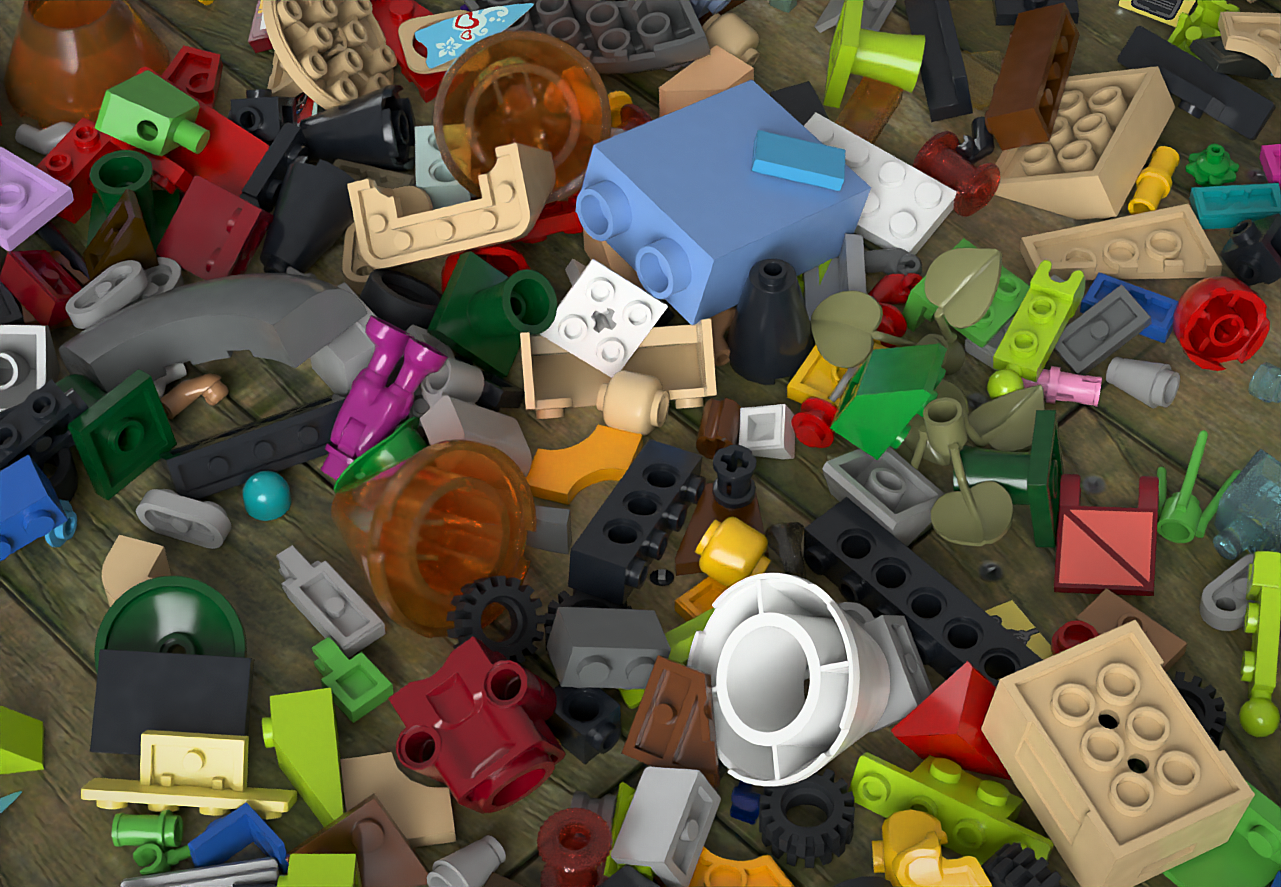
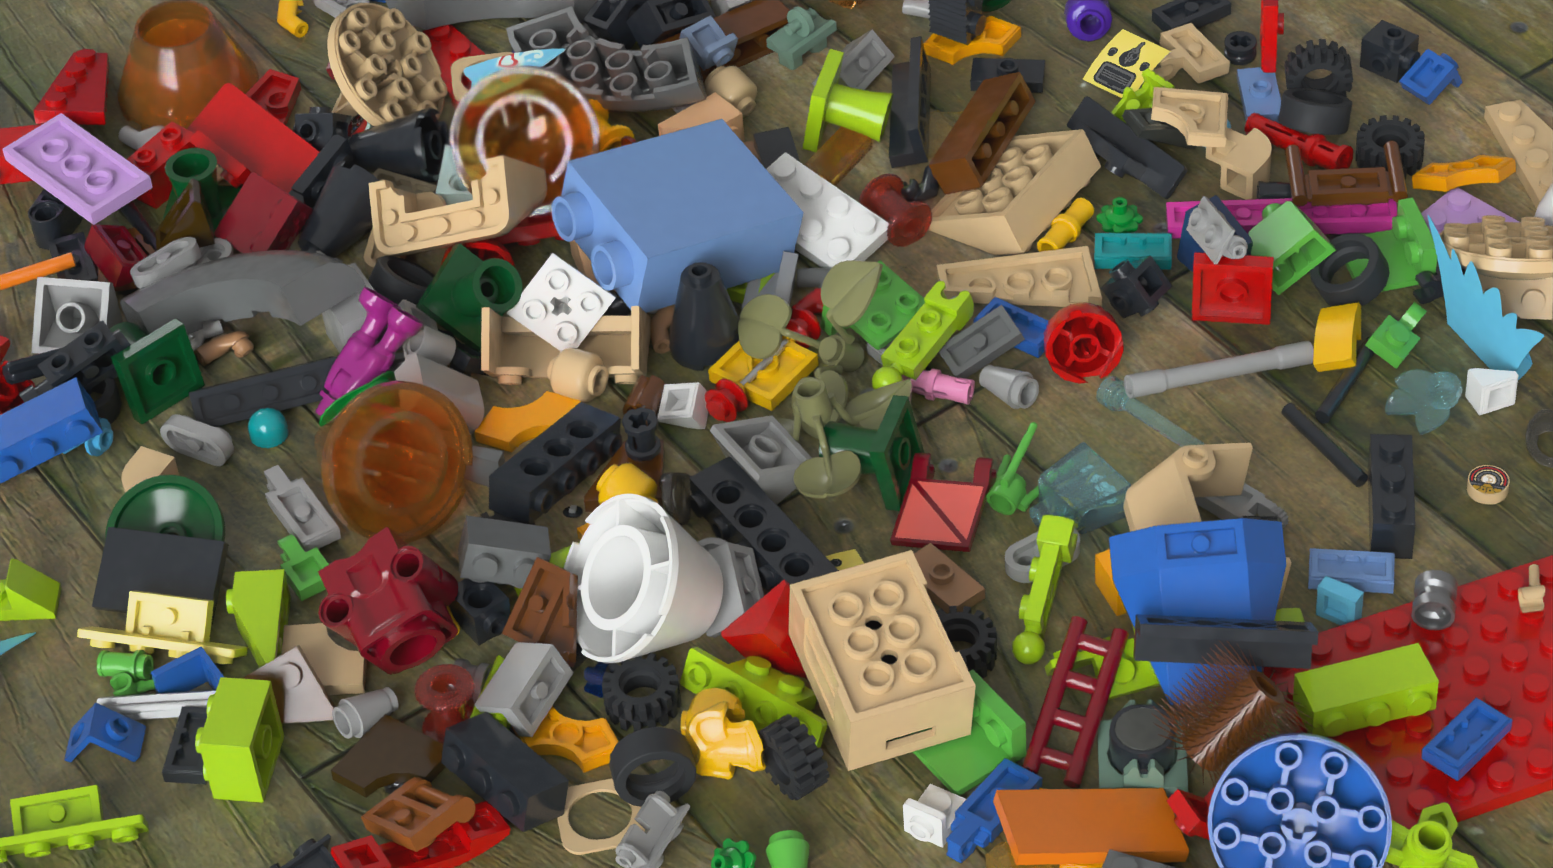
camera: 10 degrees right, 5 degrees down
(152, 116) = (224, 122): bright green torso -> none
(515, 599) = (437, 509): black tyre -> none
(798, 160) = (742, 185): dark azure tile -> none
(887, 395) = (769, 381): green slope -> none

